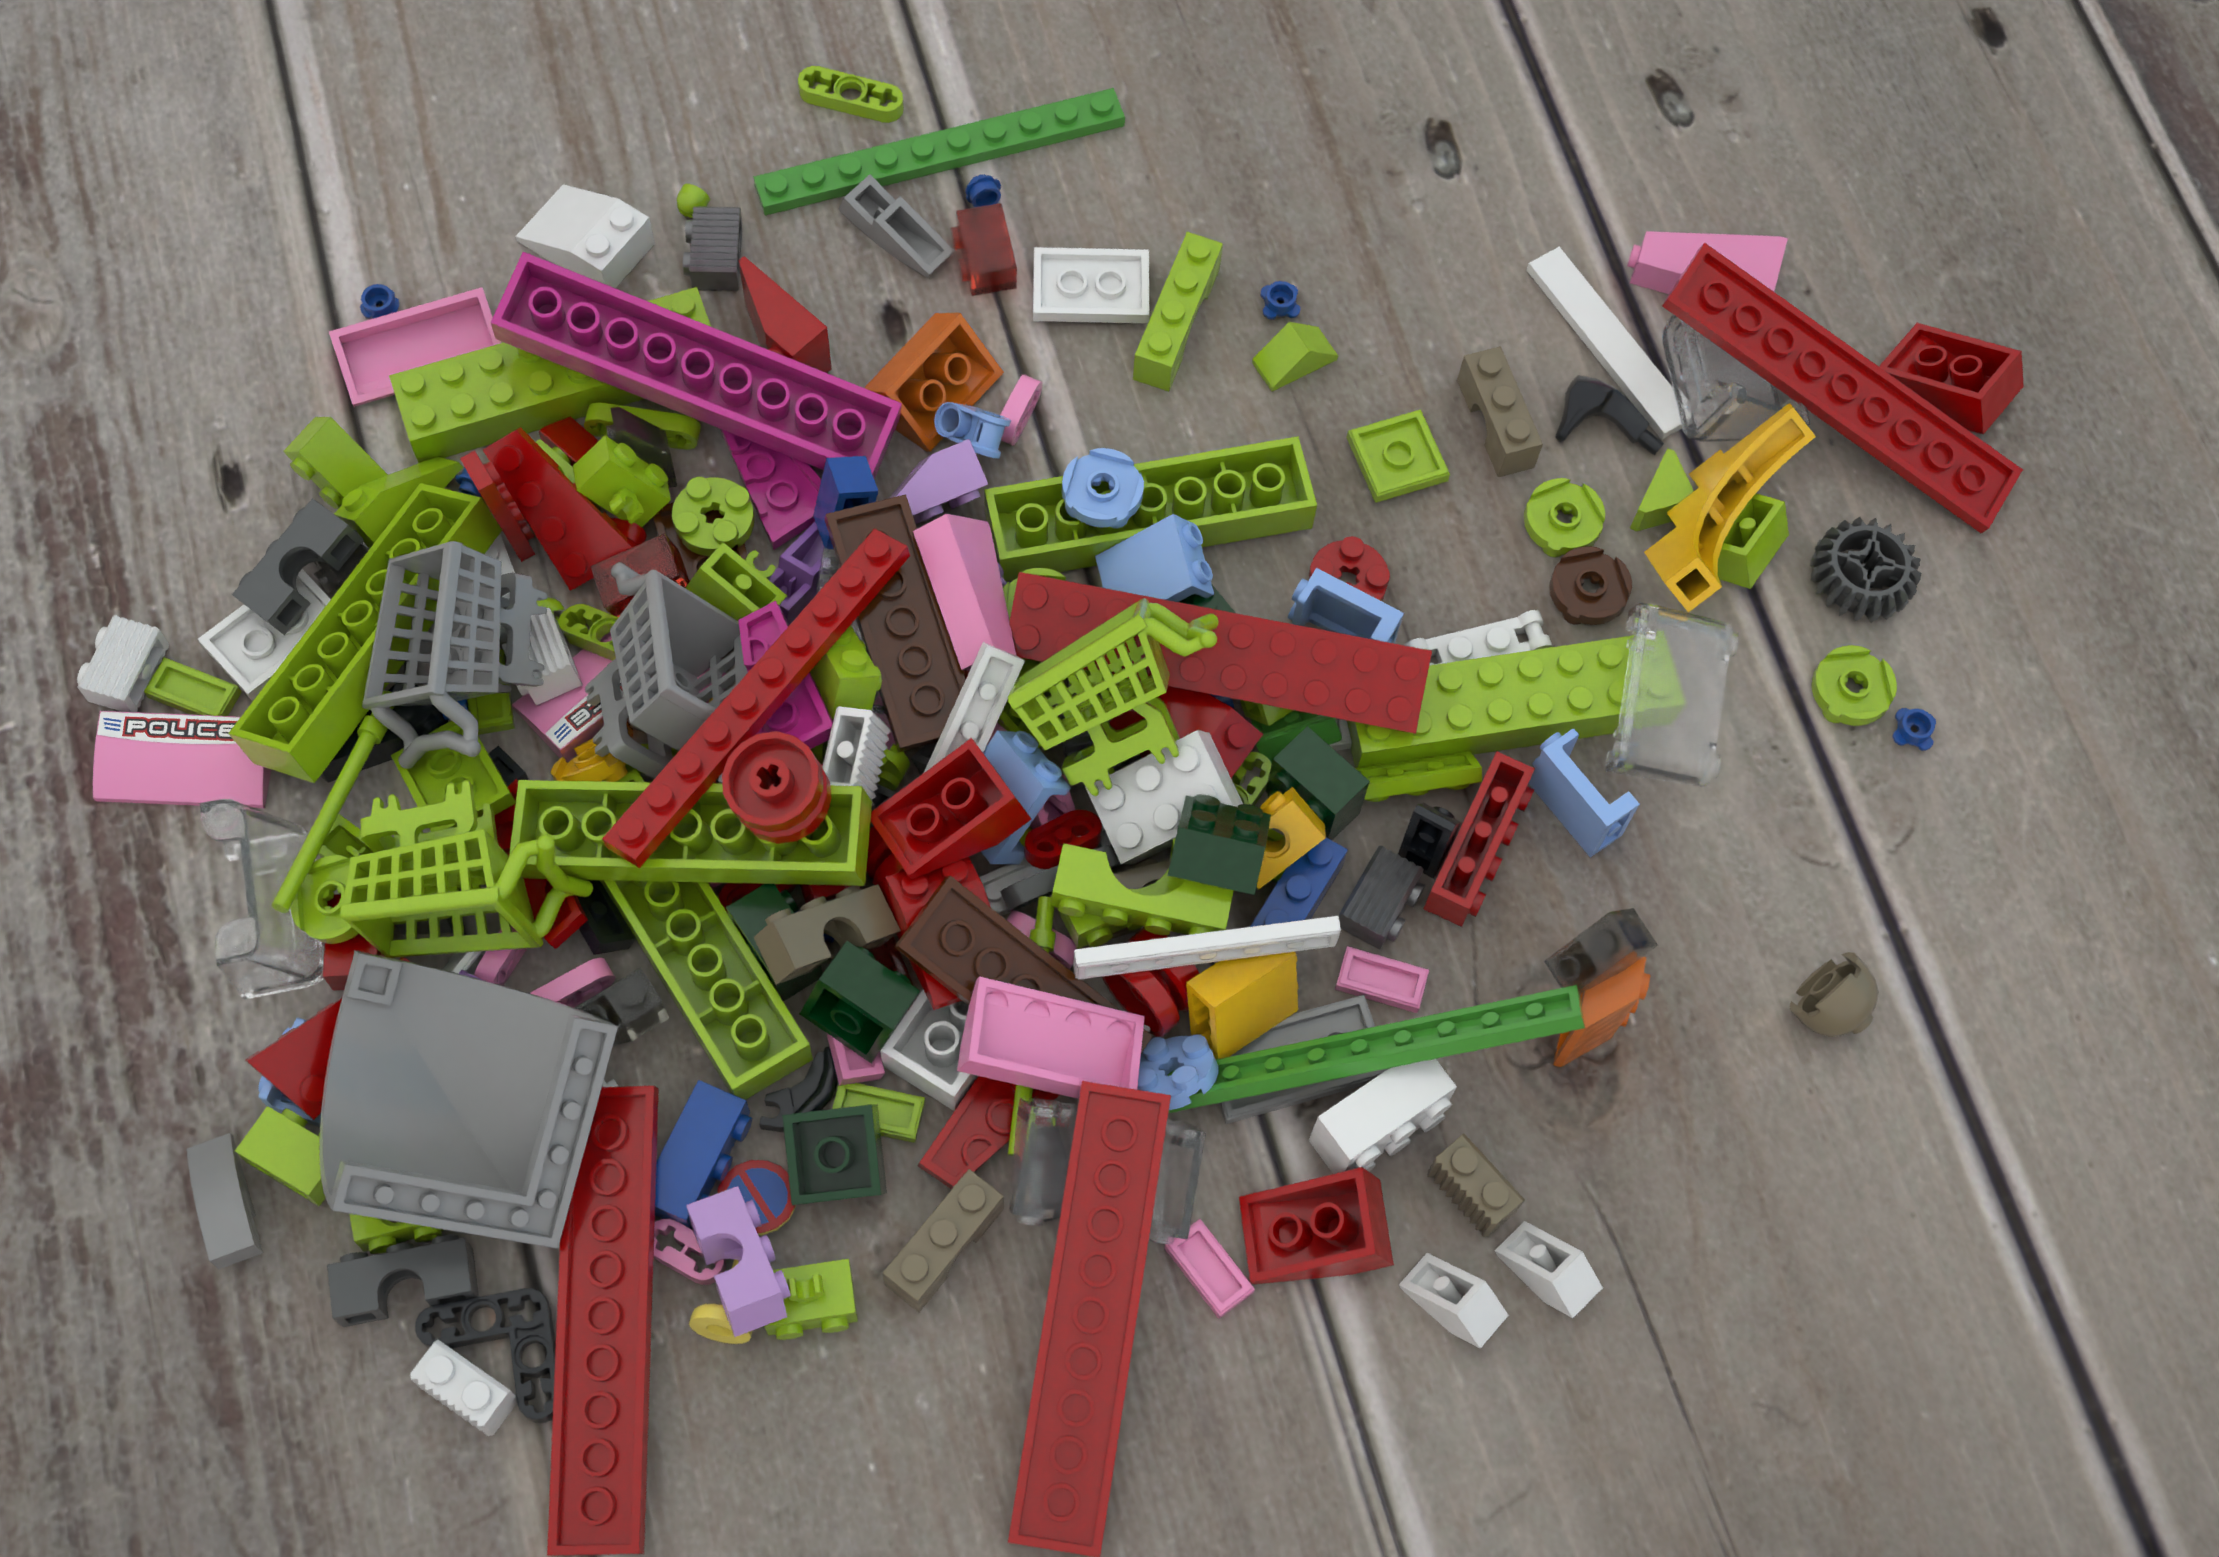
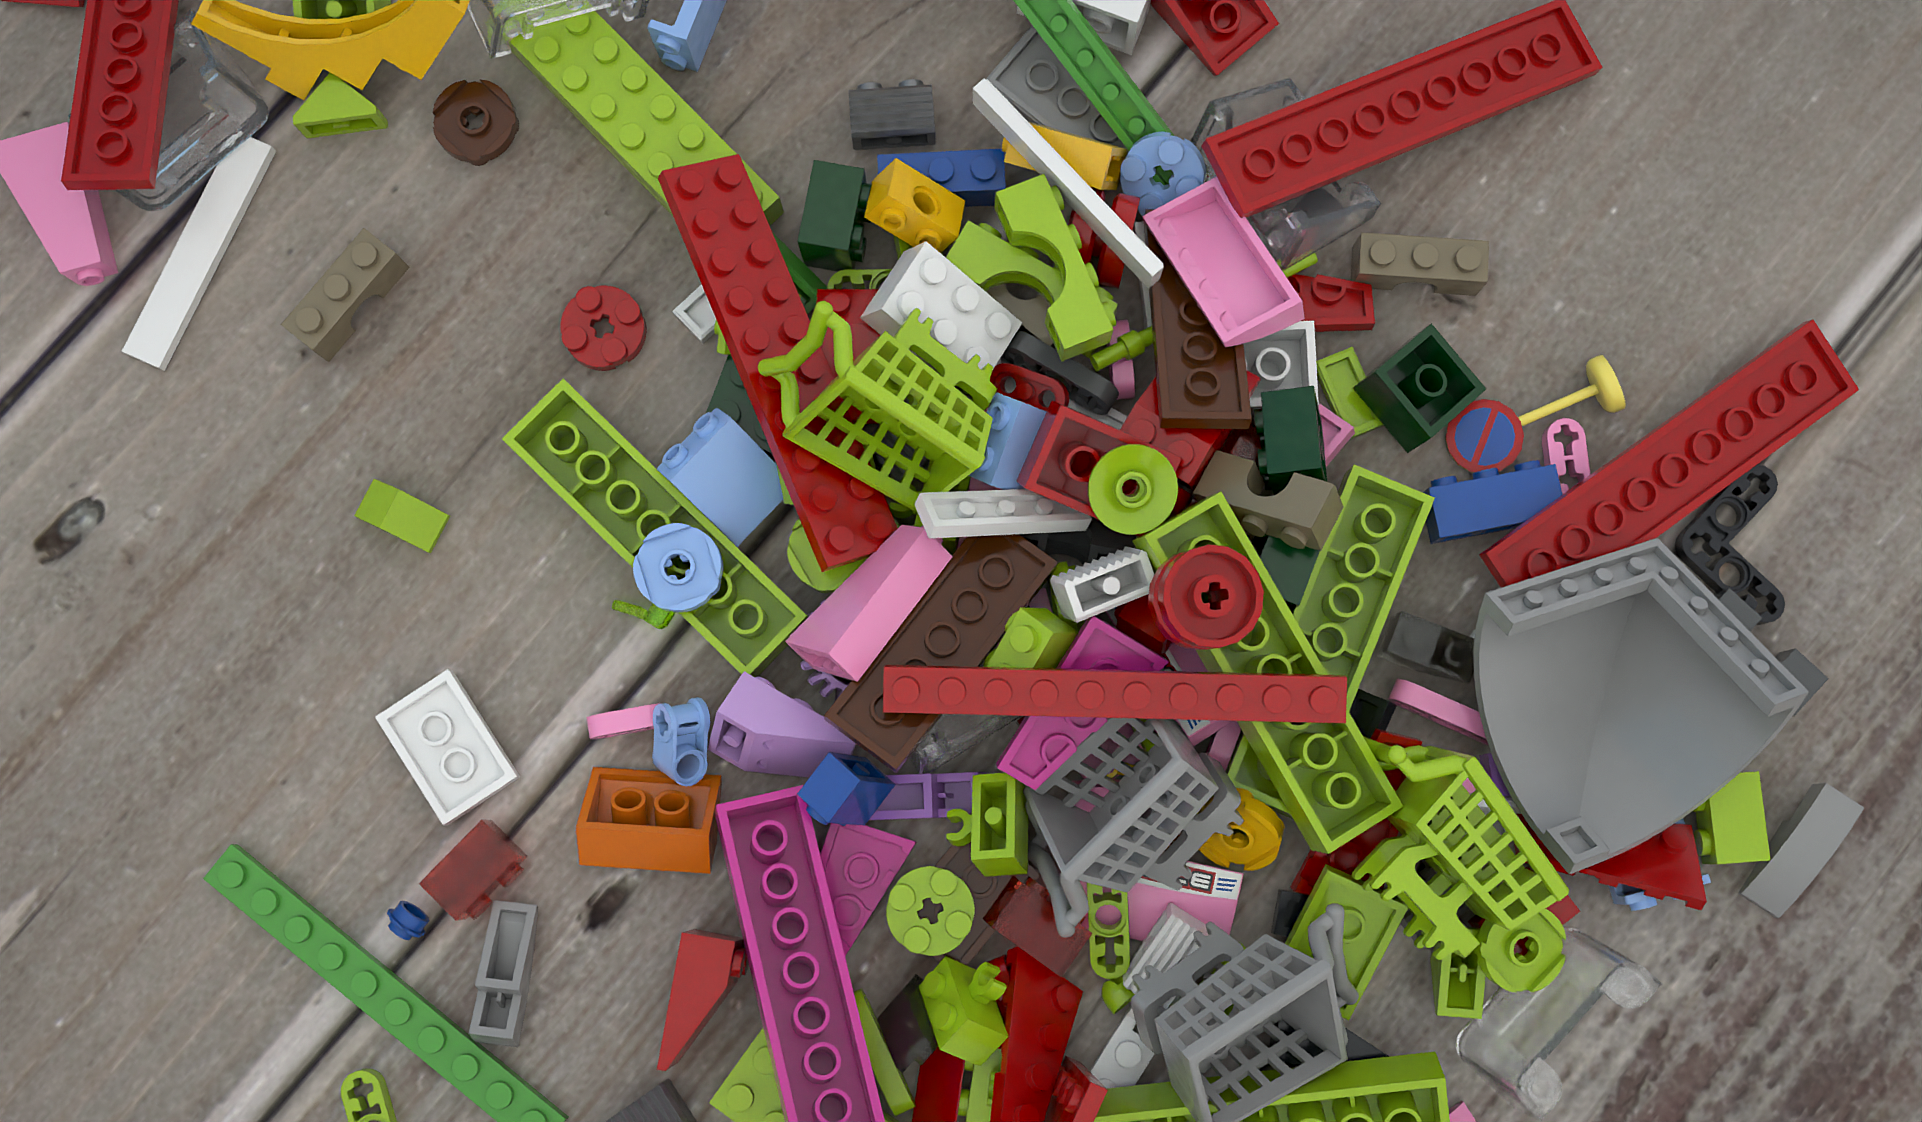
camera: 115 degrees left, 15 degrees up
(369, 733) = (1452, 1014): lime bar -> none
(463, 1388) = (1795, 542): white brick -> none
(750, 1290) = (1579, 357): lavender arch -> none
(805, 1096) = (1380, 456): black piece -> none
(819, 1298) = (1536, 336): lime brick -> none
(900, 799) = (1154, 493): none -> lime dish
(1172, 318) = (426, 642): lime arch -> none
(1210, 1269) = (1291, 52): bright pink tile -> none
(1220, 844) = (975, 221): dark green brick -> none
(1284, 292) = (337, 561): blue plate -> none
(1343, 609) = (651, 251): light blue panel -> none
(1382, 979) = (956, 75): bright pink tile -> none
(1398, 456) = (449, 358): lime plate -> none
(1421, 775) = (761, 152): lime plate -> none
(1429, 837) = (812, 99): black slope -> none
(1480, 835) = (787, 64): red brick -> none
(1487, 639) = (599, 180): white plate -> none
(1559, 537) = (425, 204): lime plate -> none
(1593, 397) = (276, 224): black animal -> none

